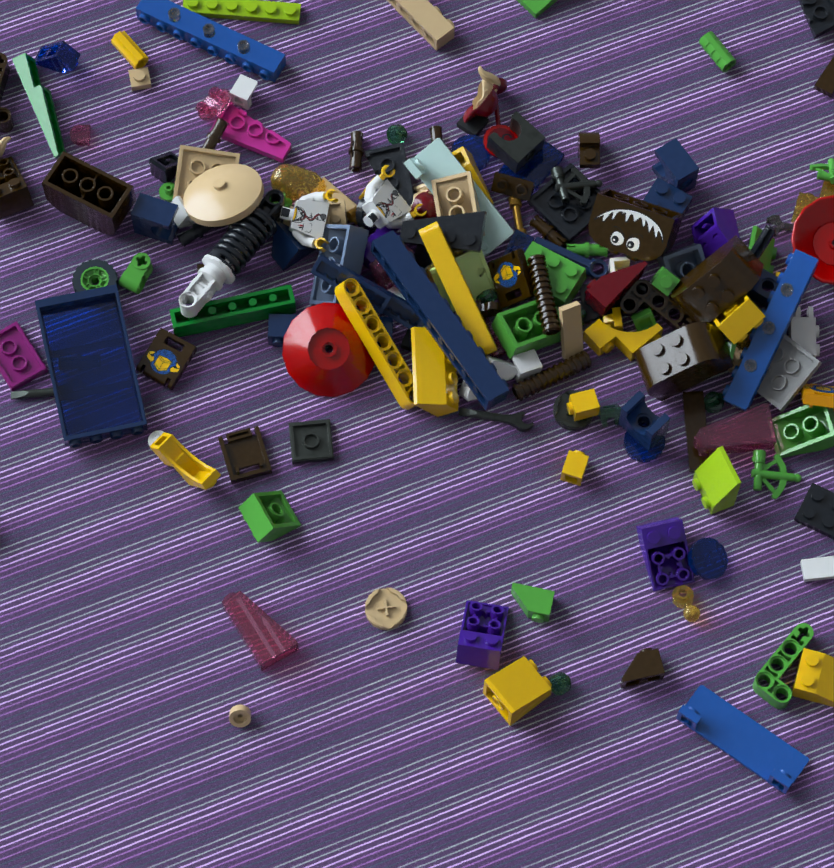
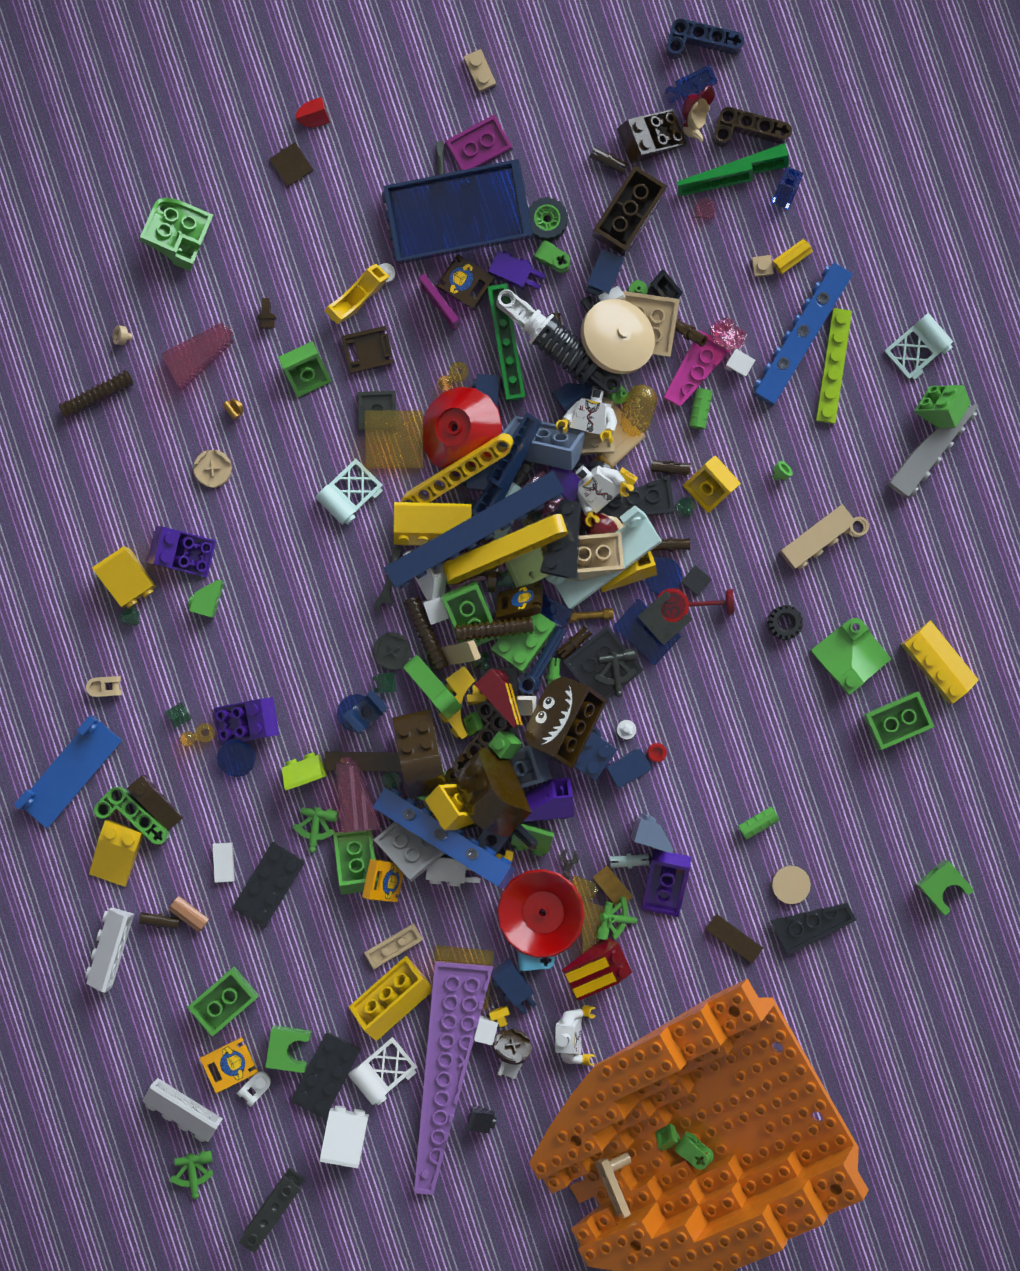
camera: 90 degrees right, 20 degrees up
(30, 226) = (608, 160): none -> dark brown pin
(38, 548) = (291, 164): none -> dark brown piece
(118, 658) = (176, 231): none -> bright green slope
(152, 311) = (514, 271): none -> dark purple hinge
(190, 378) = (439, 302): none -> magenta tile
(213, 560) = (266, 318): none -> dark brown piece
(277, 372) = (445, 382): none -> clear yellow plate
(293, 126) = (700, 408): none -> bright green axle
(309, 738) = (100, 392): none -> dark brown piece
(317, 587) = (234, 408): none -> pearl gold plate
(342, 419) = (394, 438): none -> clear yellow plate
(353, 48) = (782, 471): none -> bright green tile
(371, 111) = (711, 484): none -> yellow slope
(417, 470) = (338, 503): none -> light aqua piece
(487, 99) = (712, 592): hair -> none
(509, 28) = (793, 614): none -> black tyre
(512, 186) = (621, 606): dark brown hinge -> none
(574, 467) = (333, 646): yellow brick -> none
(583, 404) = (390, 658): yellow brick -> none
(589, 149) = (654, 687): dark brown brick -> none
(611, 358) = (432, 687): none -> bright green beam
(634, 179) = (626, 729): none -> white tile
(642, 714) = (97, 686): none -> tan plate
(644, 668) = (138, 690): dark brown slope -> none
(650, 149) = (656, 752): none -> red tile
(665, 626) = (178, 715): none -> clear green tile
(740, 136) = (650, 833): none -> sand blue slope
(764, 644) = (154, 802): none -> dark brown slope
(770, 168) = (629, 860): none -> light aqua pin
(776, 21) = (791, 884): none -> tan tile
(788, 131) = (666, 882): none -> dark purple slope
(798, 182) = (612, 885): none -> pearl gold slope

